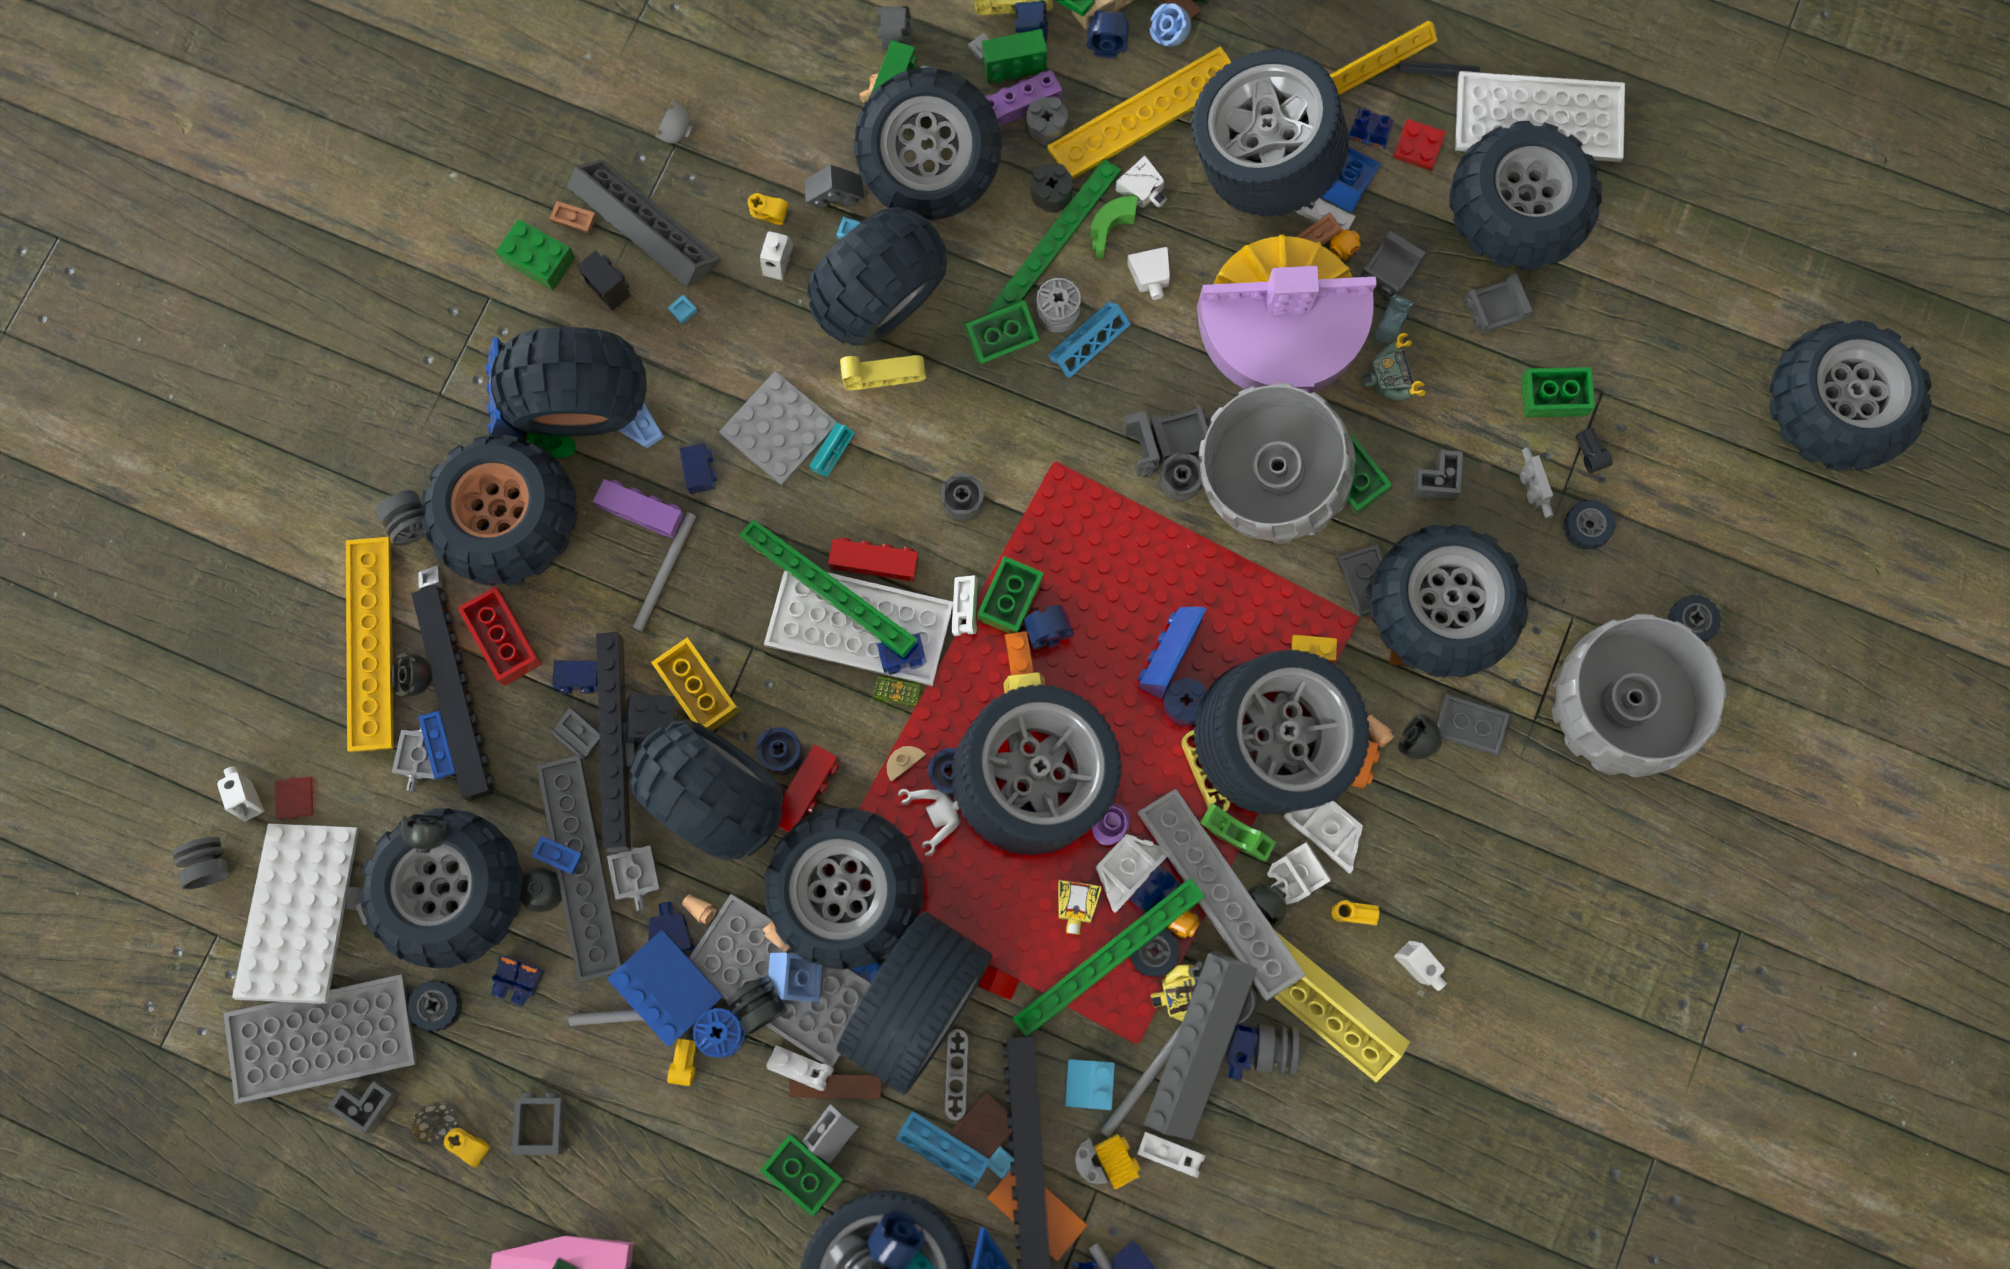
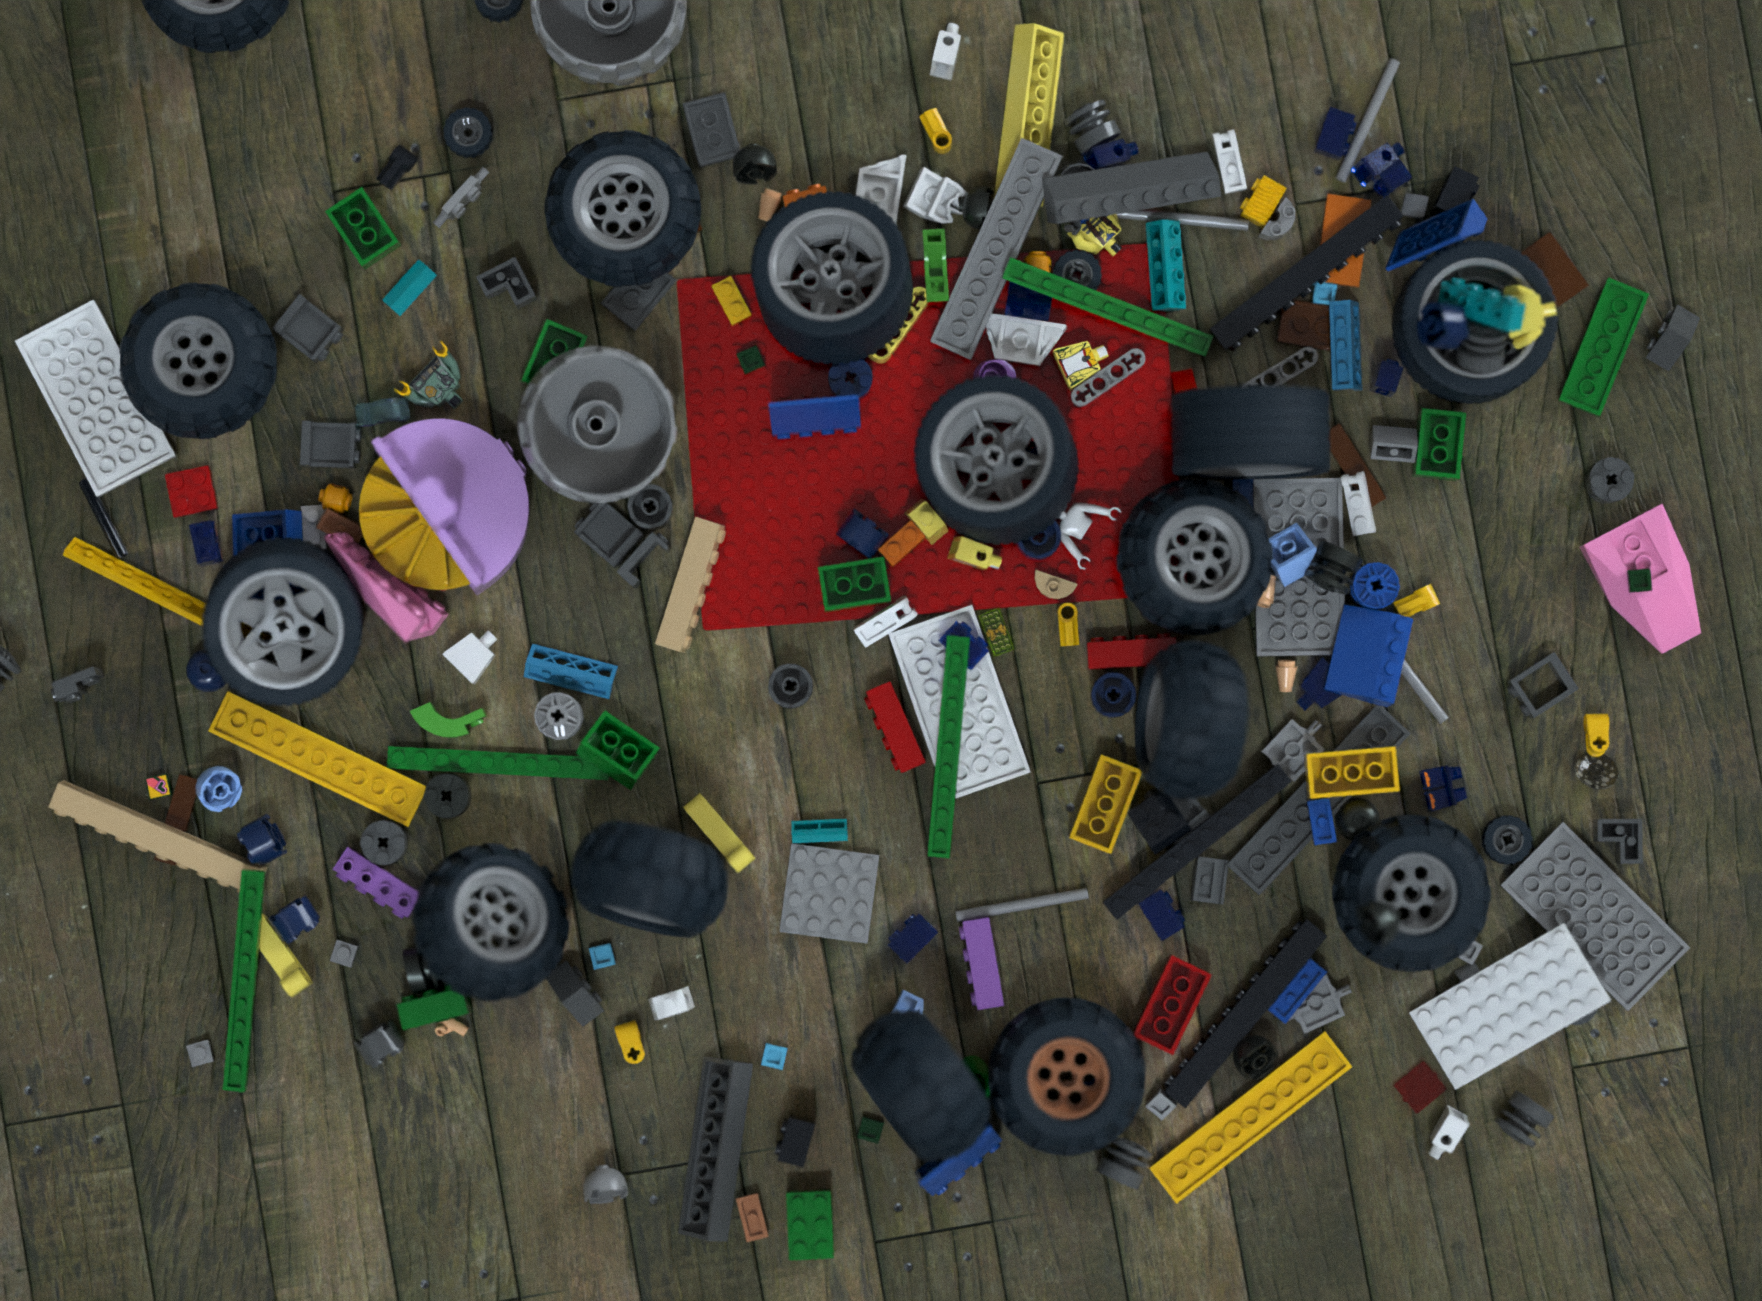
camera: 130 degrees left, 10 degrees up
(577, 906) = (1351, 772): none -> yellow brick
(861, 752) = (1068, 627): none -> yellow piece
(890, 1166) = (1386, 378): none -> clear blue brick
(975, 701) = (965, 551): none -> light yellow torso
(1014, 56) = (341, 911): green brick -> none
(1044, 921) = (1106, 375): none -> light grey beam
(1089, 1084) = (1217, 260): medium azure slope -> none
(1097, 469) = (690, 585): none -> tan brick
(1114, 1035) = (1165, 265): none -> teal brick
(1143, 182) = (391, 715): white torso -> none
(1226, 227) = (399, 604): none -> bright pink wedge
(1253, 633) = (750, 360): none -> dark green tile
(1485, 401) = (409, 287): none -> teal piece

